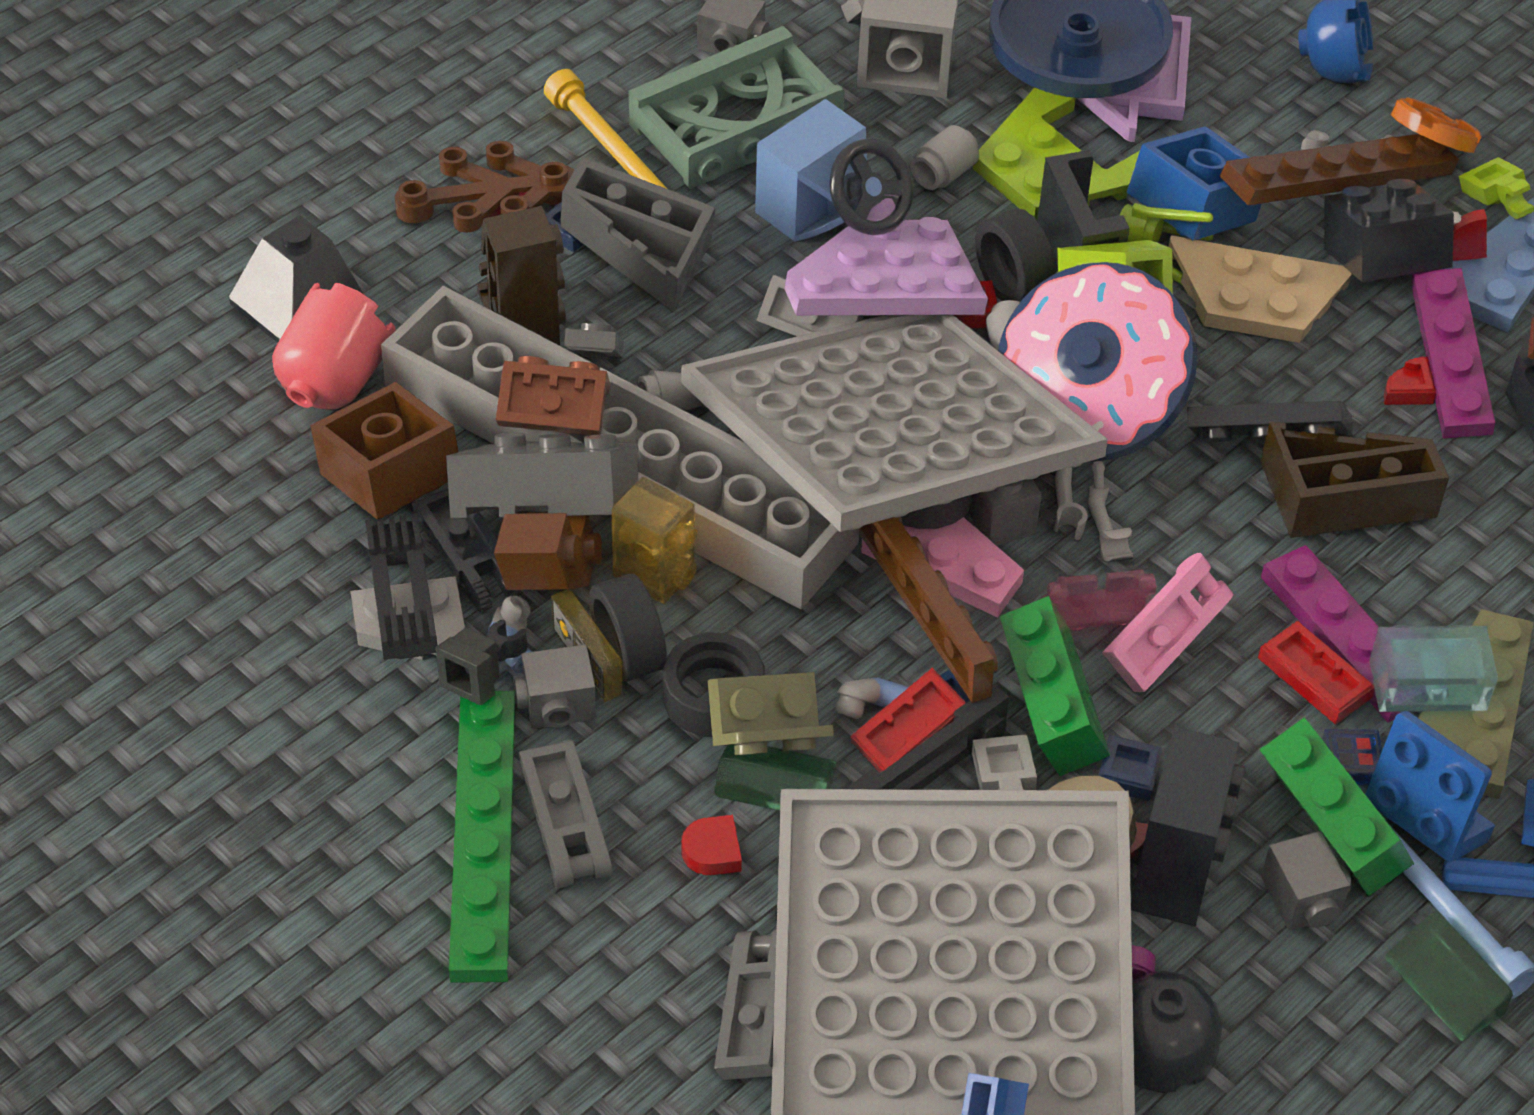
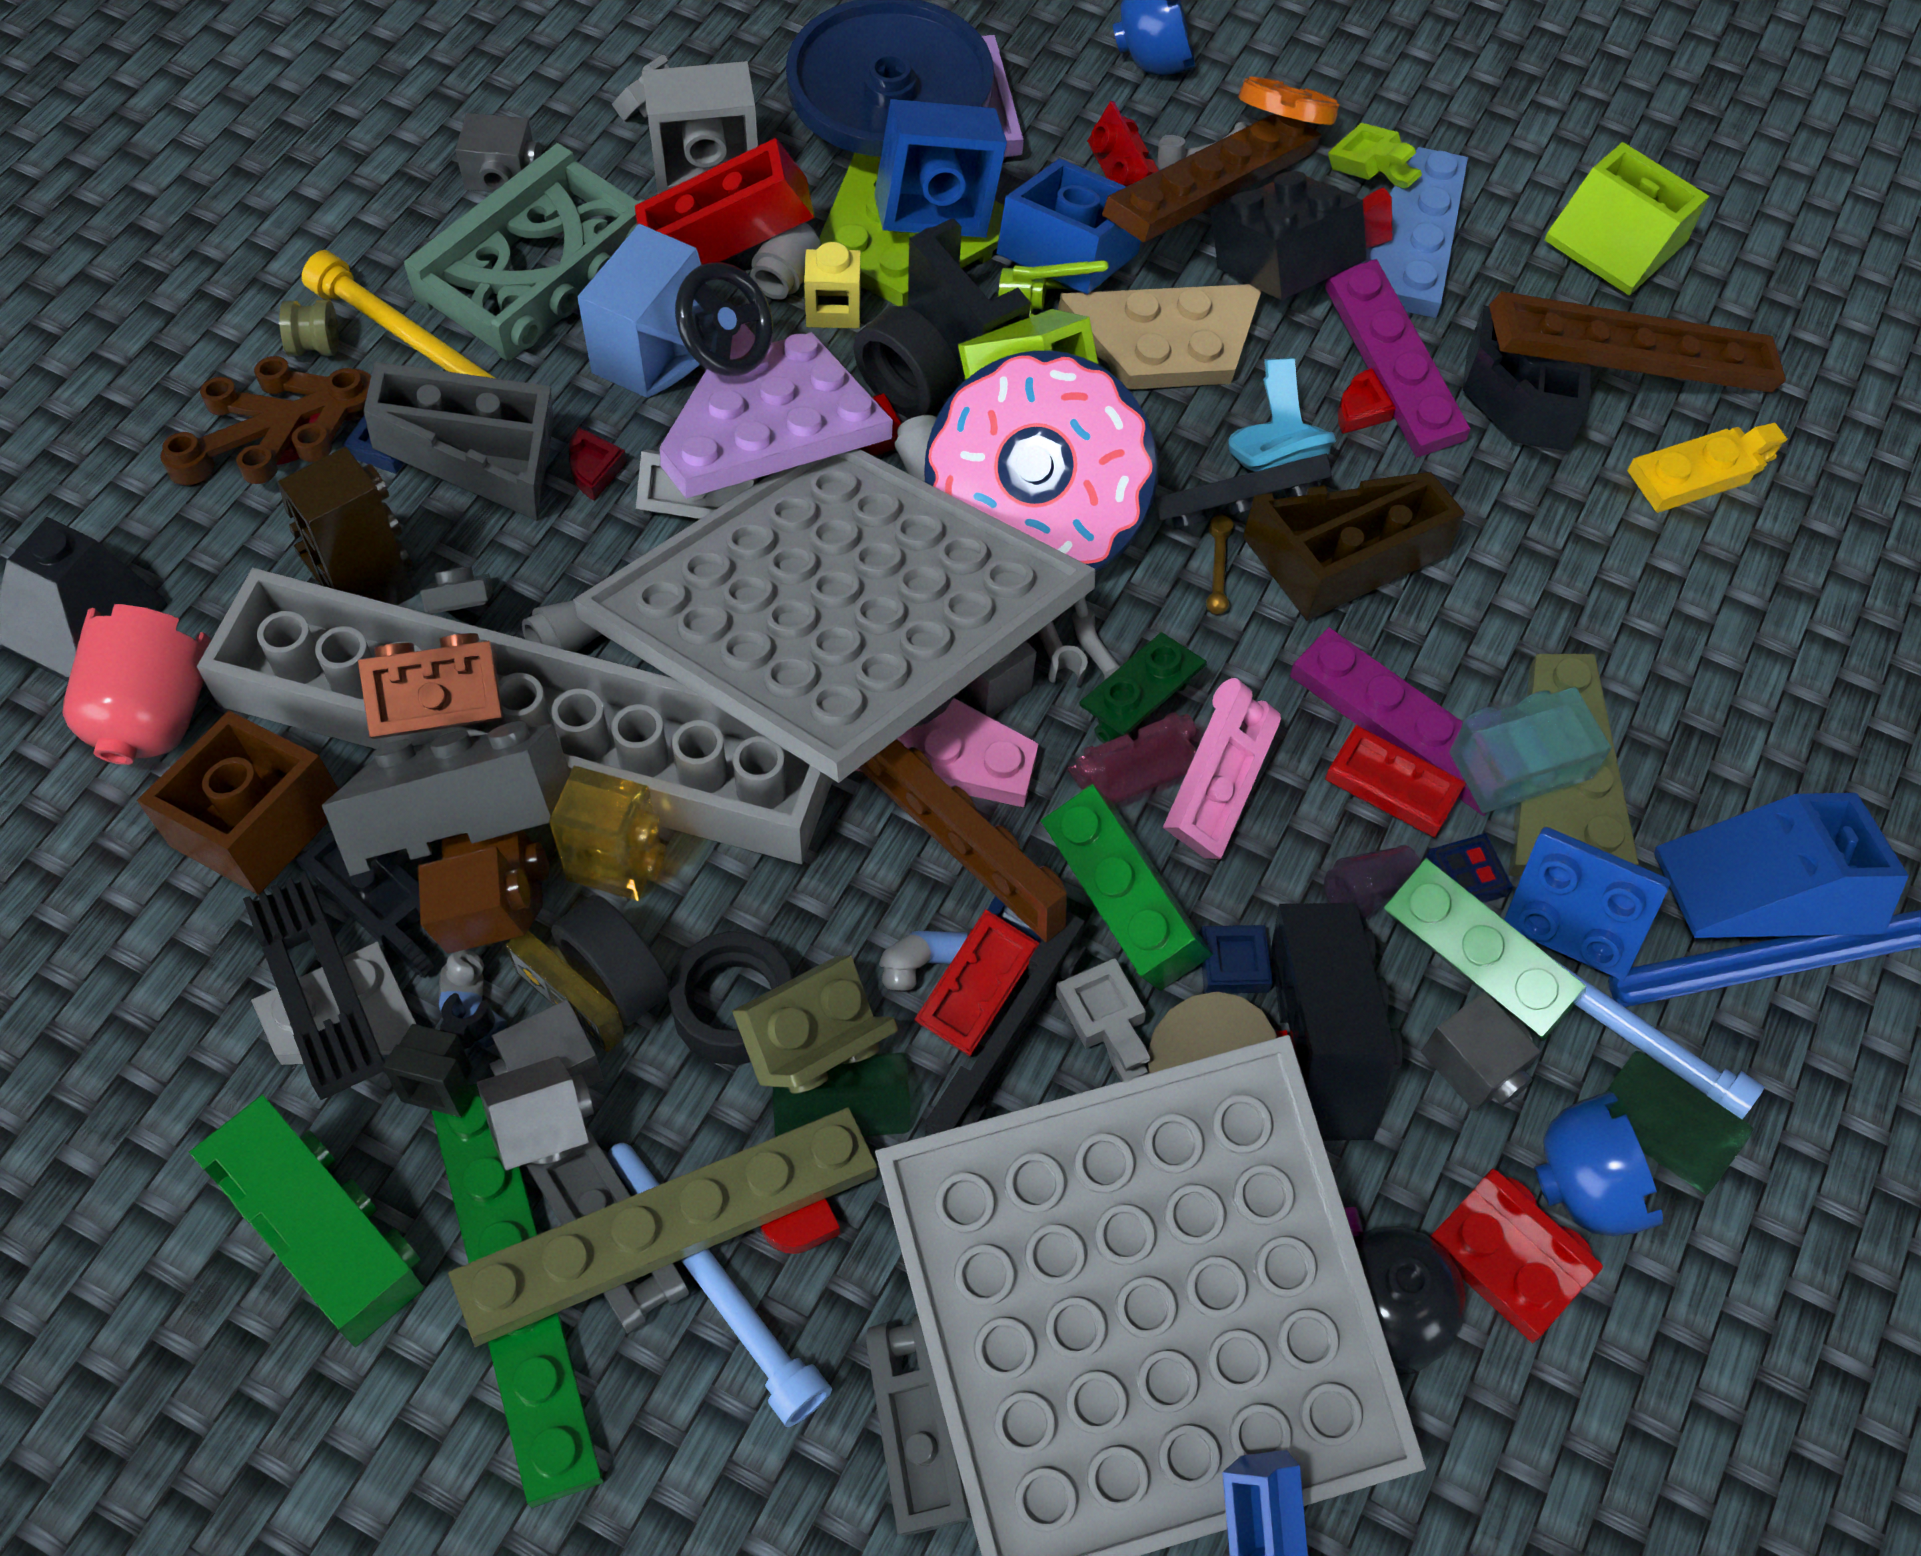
camera: 20 degrees left, 10 degrees up
(350, 739) = (310, 1219): none -> green wedge
(538, 126) = (309, 328): none -> olive wheel
(538, 710) = (536, 1112): none -> flat silver brick
(609, 815) = (660, 1226): none -> olive plate
(669, 955) = (793, 1387): none -> light blue piece
(734, 279) = (594, 462): none -> dark red tile
(912, 102) = (733, 204): none -> red brick
(977, 176) = (832, 272): none -> light yellow brick
(1095, 108) = (939, 166): none -> blue brick
(1133, 544) = (1141, 686): none -> dark green hinge
(1244, 452) = (1220, 529): none -> pearl gold hinge
(1254, 732) = (1370, 877): none -> clear purple cone
(1270, 128) = (1120, 148): none -> red hinge
(1277, 1030) = (1516, 1254): none -> red bracket
(1333, 378) = (1286, 434): none -> medium azure piece
(1365, 983) = (1597, 1169): none -> blue cylinder

